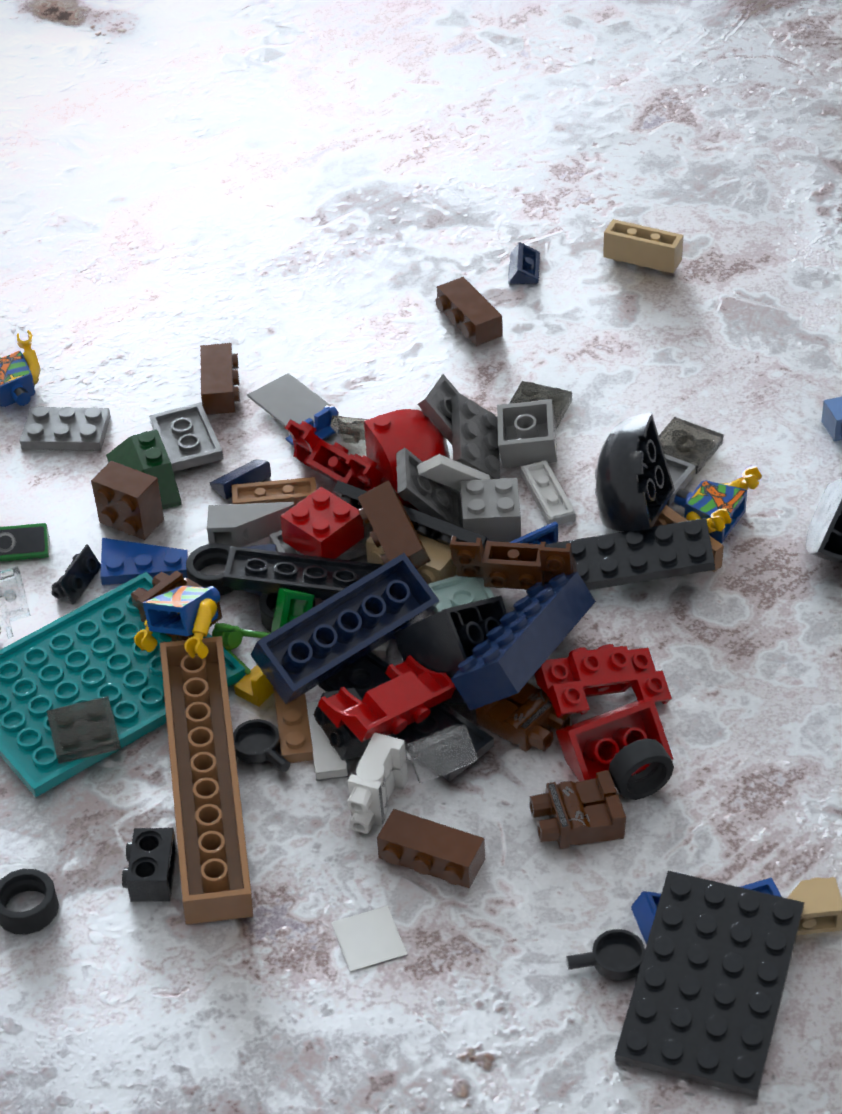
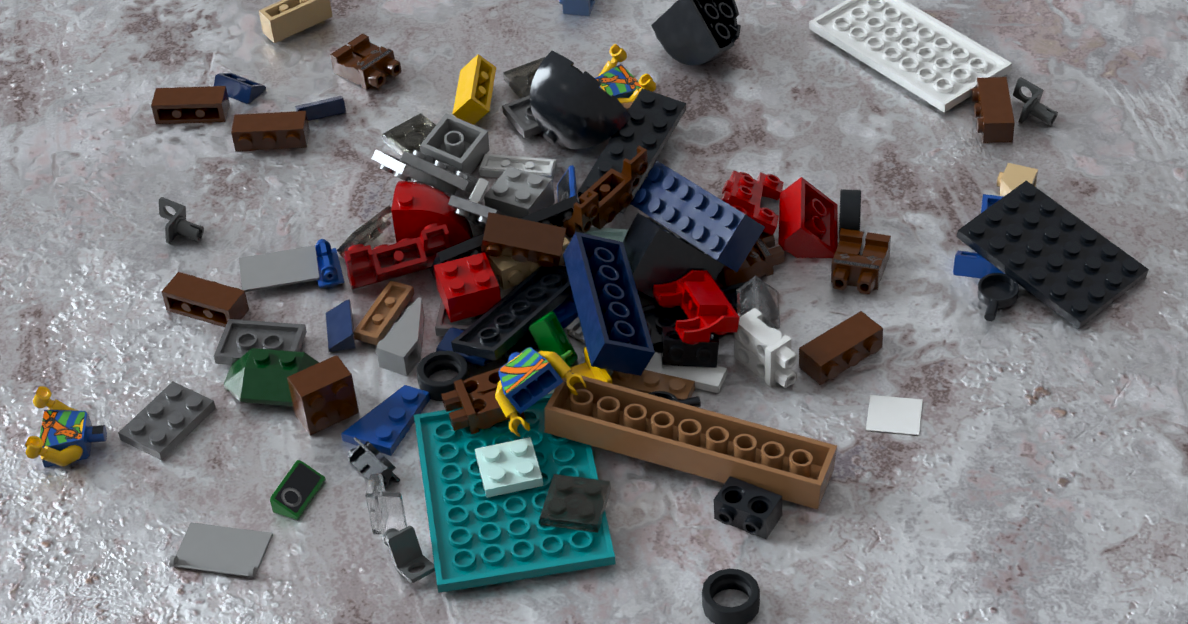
camera: 60 degrees left, 0 degrees up
(106, 663) = (508, 467): none -> light aqua plate
(304, 317) = (178, 223): none -> dark grey bracket
(468, 248) = (190, 105): none -> reddish brown brick
(531, 327) = (323, 108): none -> dark blue slope
(612, 328) = (365, 62): none -> reddish brown hips
(615, 410) = (474, 90): none -> yellow brick

